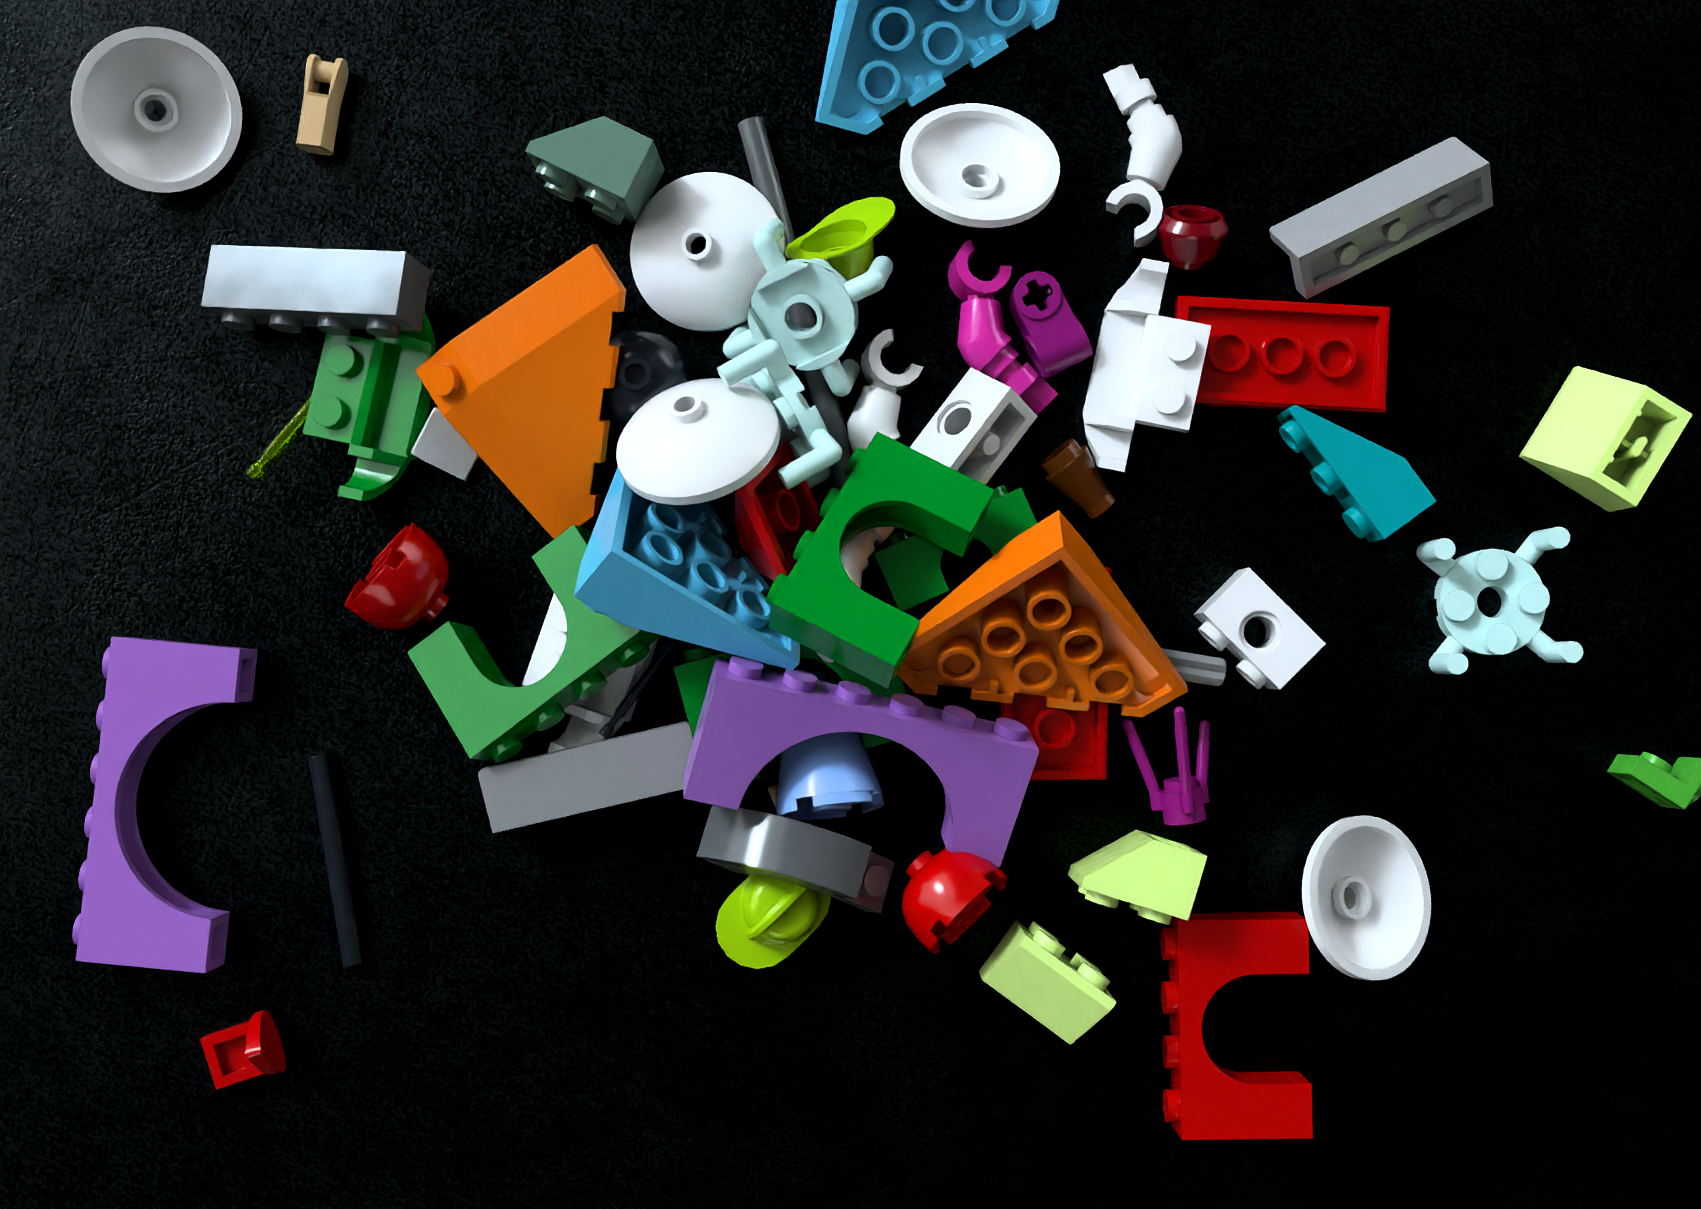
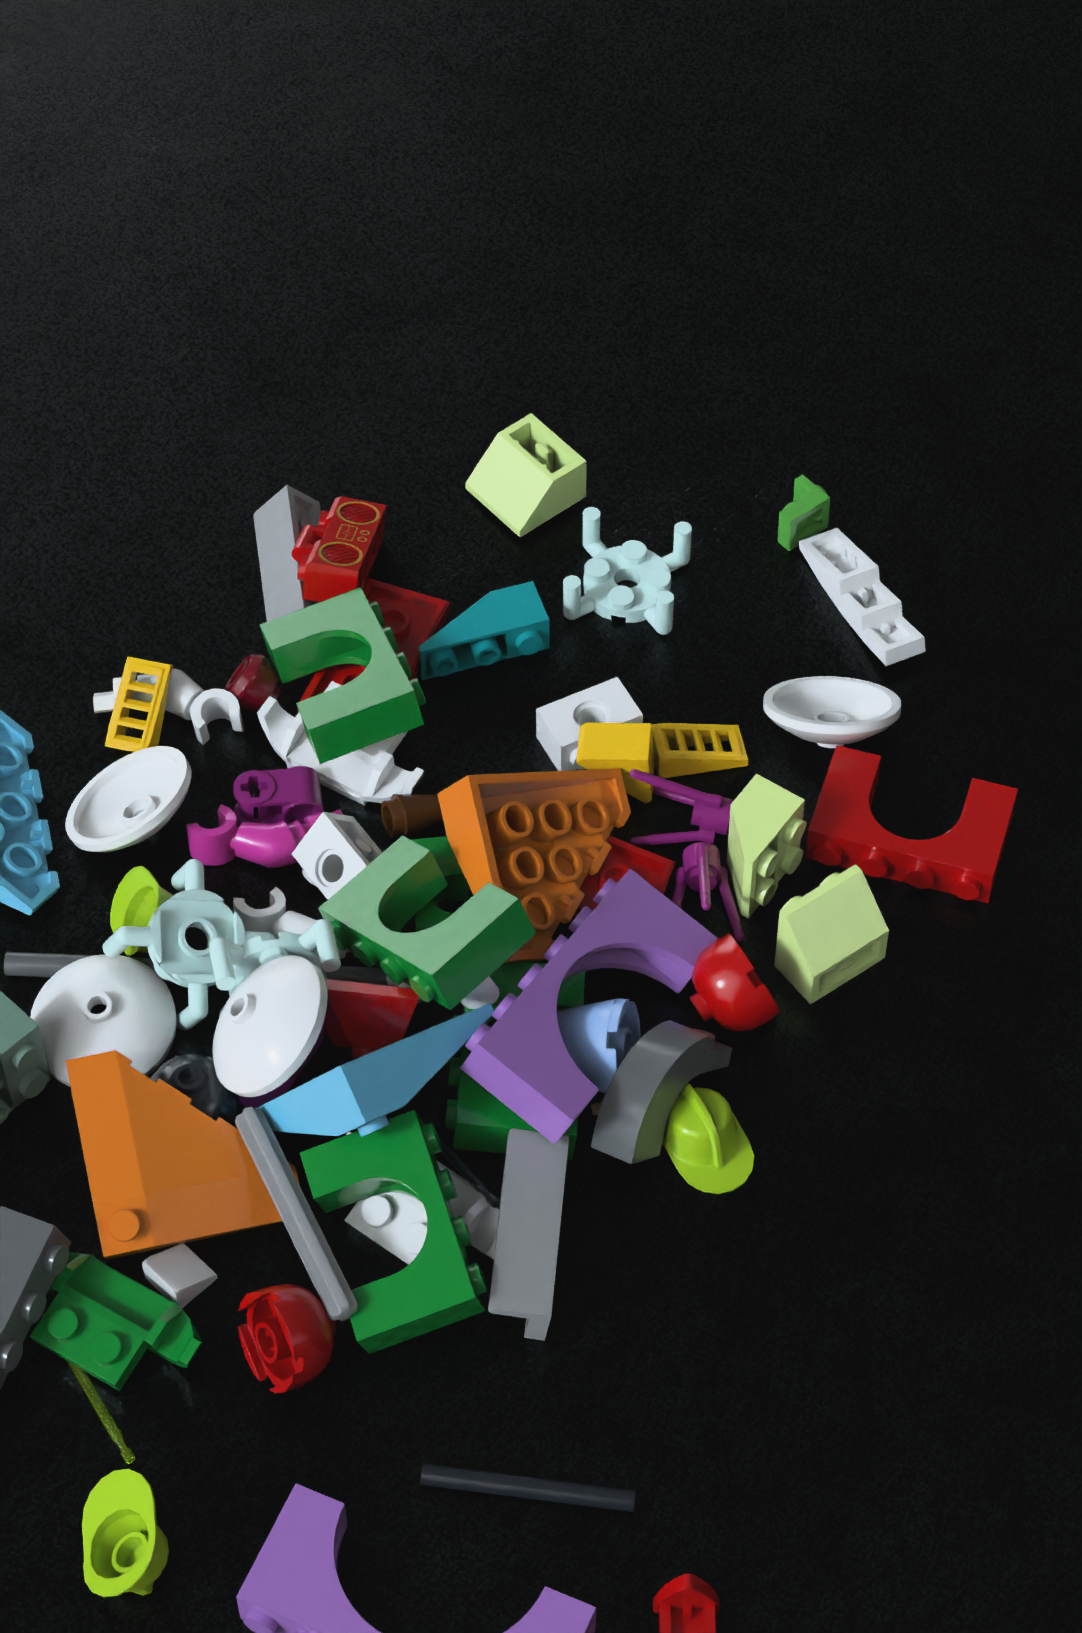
camera: 75 degrees left, 35 degrees down
(141, 508) = (121, 1536): none -> lime piece
(516, 543) = (296, 1214): none -> light grey axle
(1076, 125) = (120, 716): none -> yellow slope
(1102, 813) = (702, 873): none -> magenta plant
(1180, 397) = (370, 706): none -> green arch
(1213, 677) = (622, 747): none -> yellow slope
(1237, 729) = (684, 762): none -> yellow slope
(1381, 270) = (340, 549): none -> red piece
(1557, 877) = (861, 598): none -> white slope

